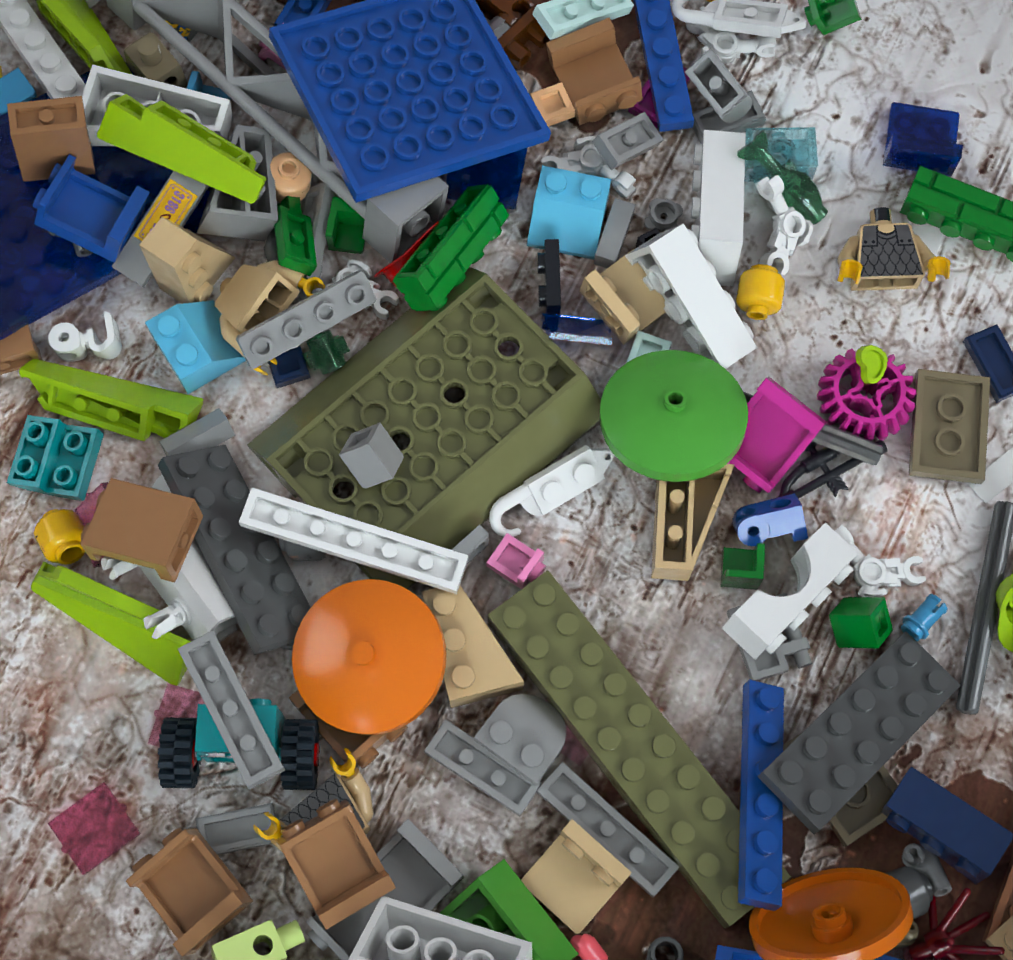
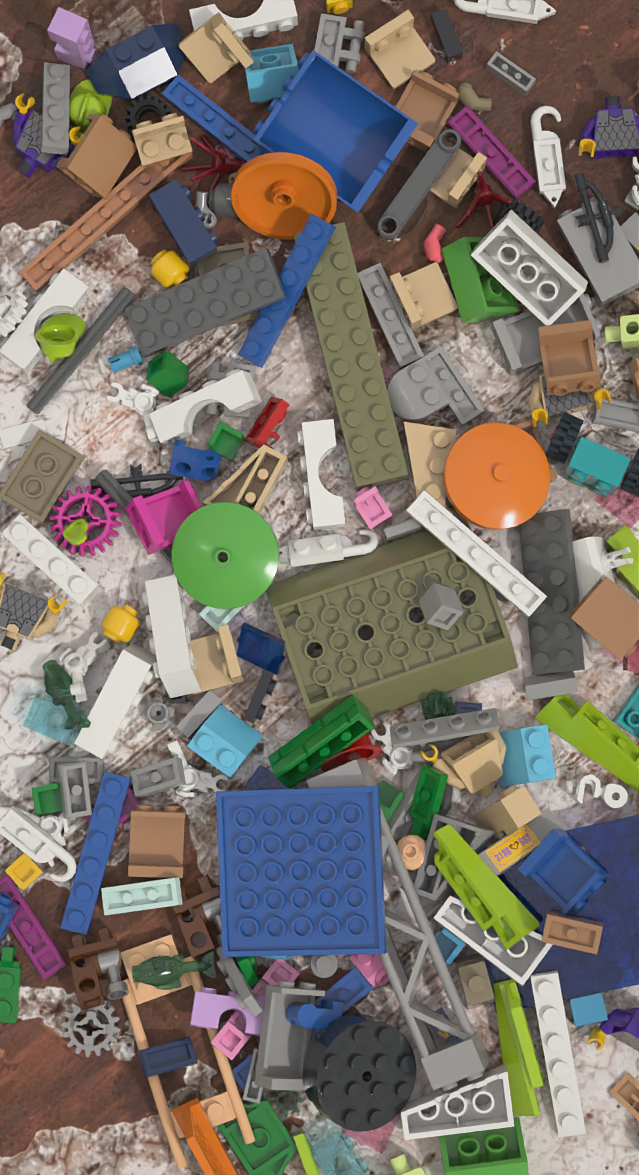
camera: 150 degrees left, 10 degrees up
(231, 710) = (598, 471): light grey plate -> none
(553, 104) = (197, 833): light nougat plate -> none
(575, 536) = (326, 508): none -> white arch
(702, 608) = (271, 415): none -> red plate
(749, 67) = (47, 799): none -> green panel
(917, 337) = (51, 561): none -> white arch
(932, 758) = (169, 269): none -> yellow head

